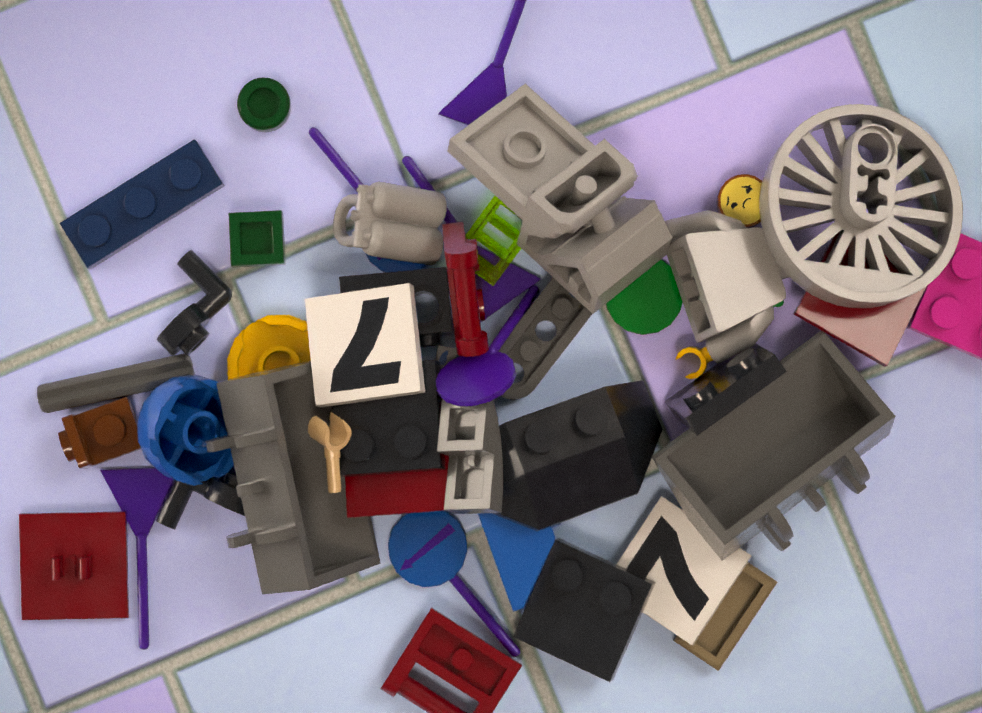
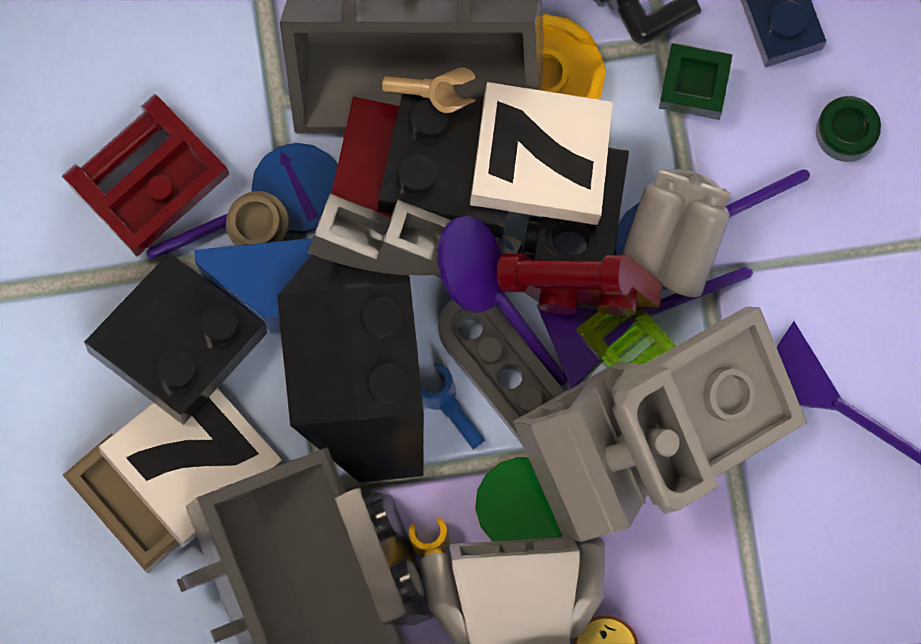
camera: 105 degrees right, 10 degrees down
(470, 569) = (257, 219): none -> dark tan plate
(583, 369) = (449, 405): none -> blue hand

